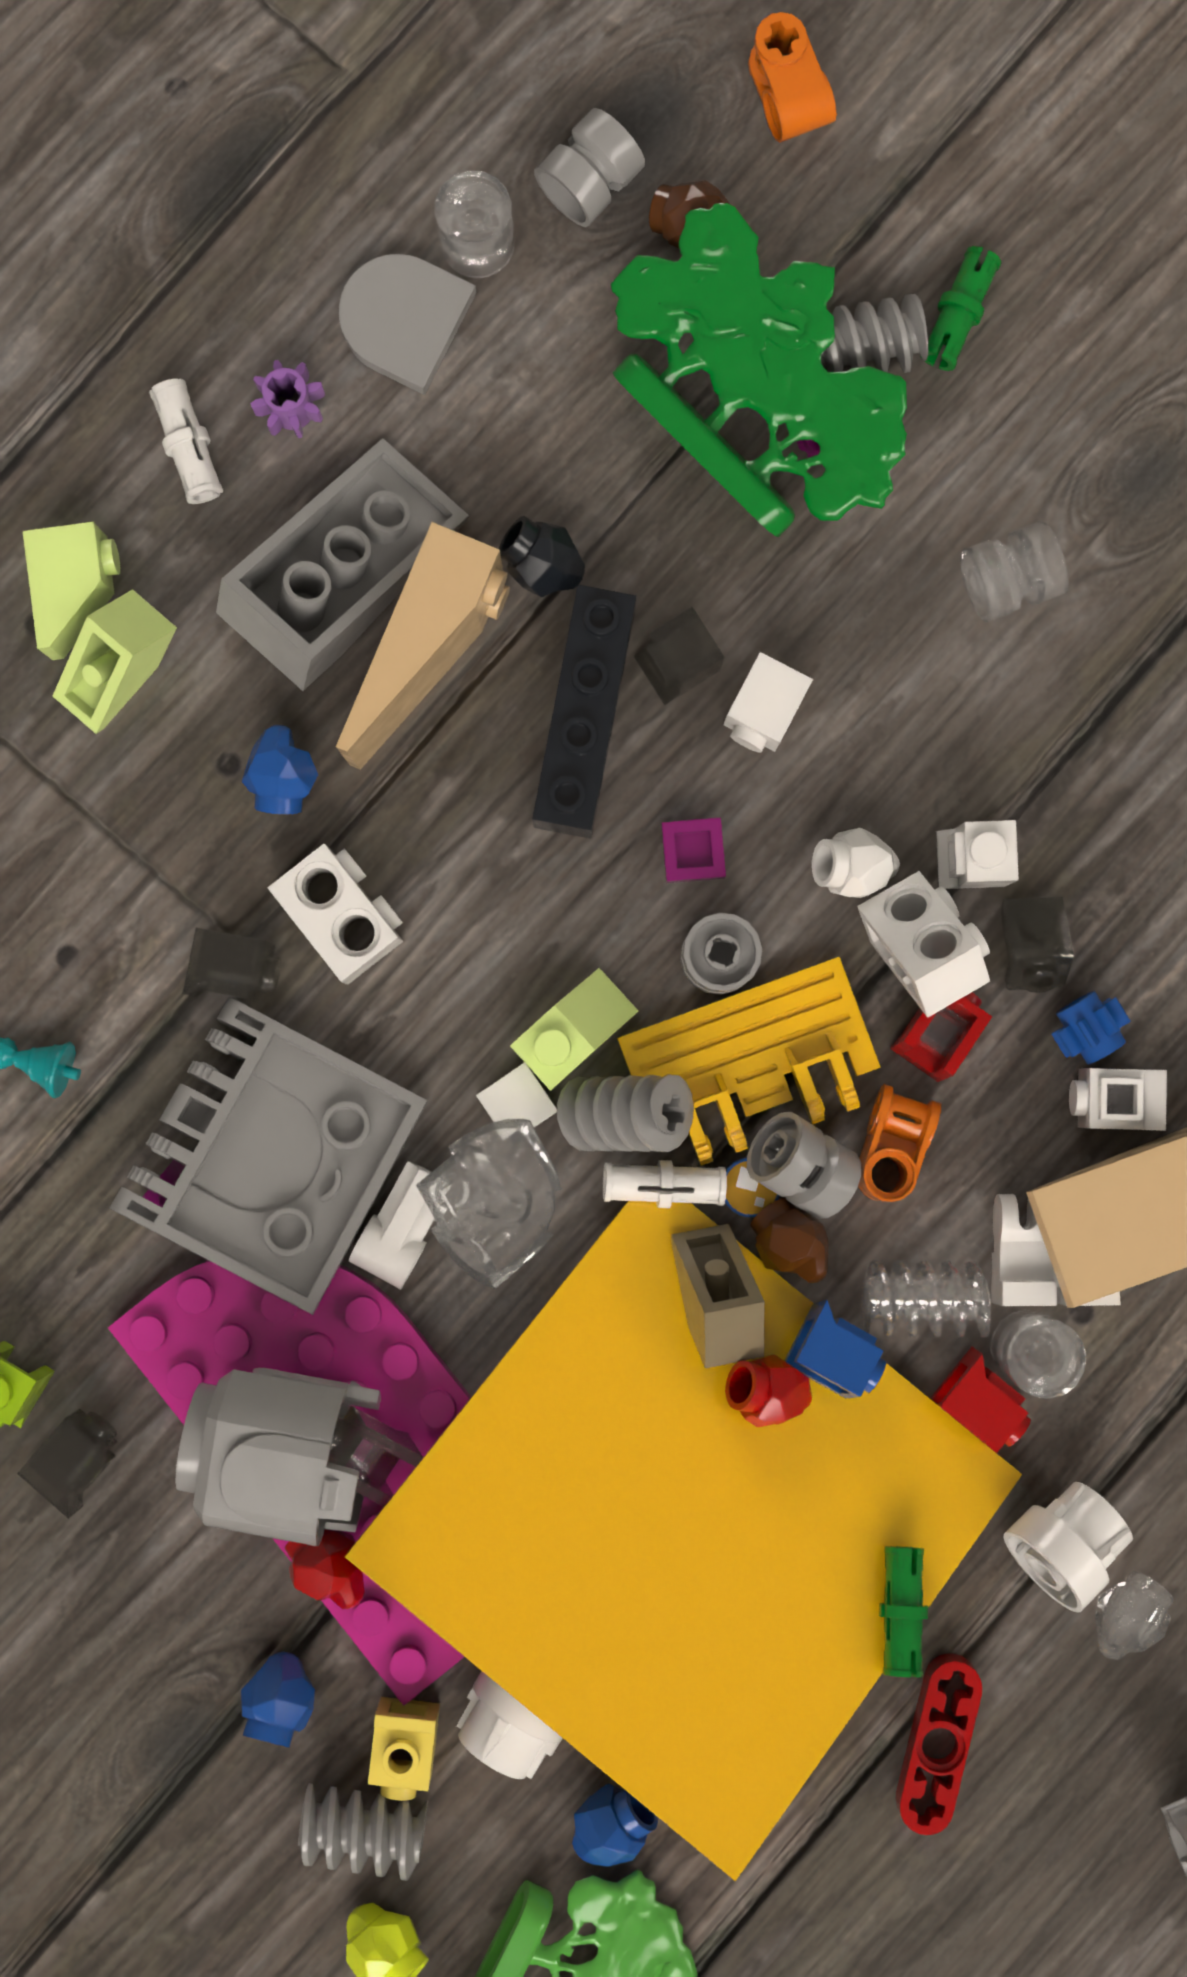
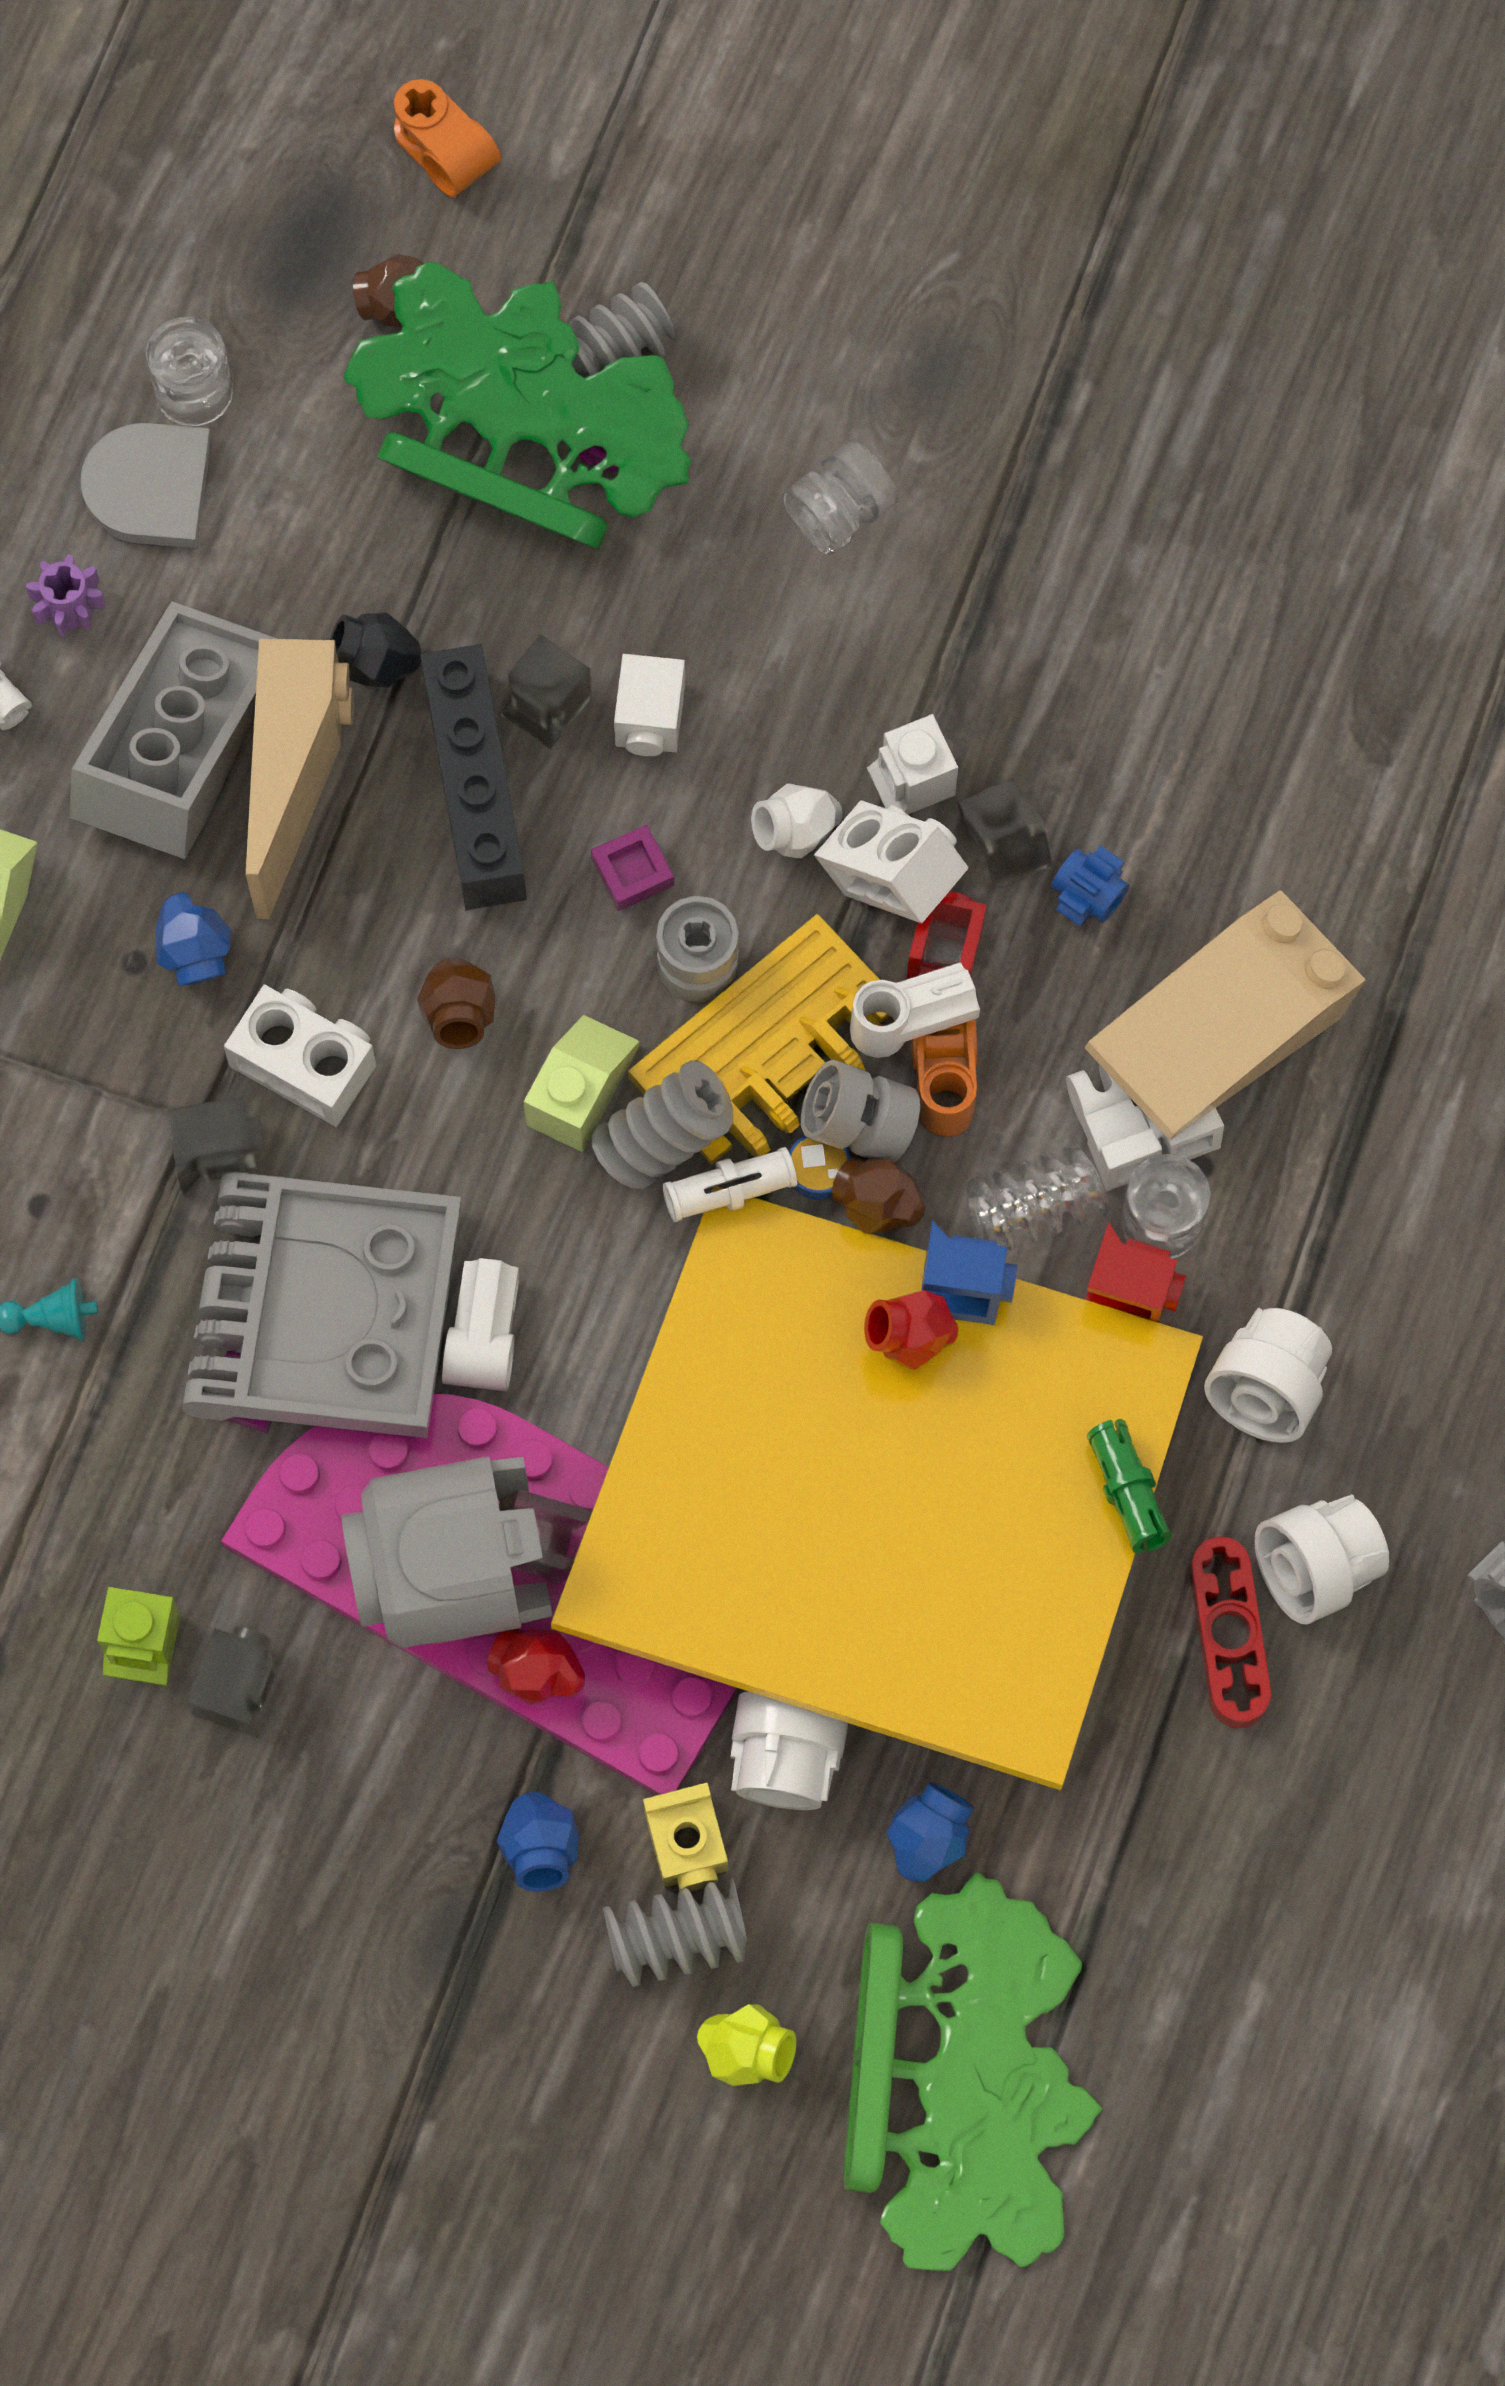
camera: 20 degrees left, 15 degrees down
(491, 918) = (457, 1003): none -> reddish brown rock
(493, 1199) = (565, 1261): clear brick -> none
(517, 1097) = (552, 1172): white tile -> none
(598, 160) = (279, 285): light grey wheel -> none
(719, 1296) = (827, 1263): dark tan slope -> none
(892, 1094) = (917, 1006): none -> white piece
(961, 307) = (691, 282): green pin -> none
(1045, 1725) = (1320, 1556): none -> white piece
(1119, 1099) = (1145, 943): white window -> none
(1132, 1616) = (1367, 1424): clear rock -> none

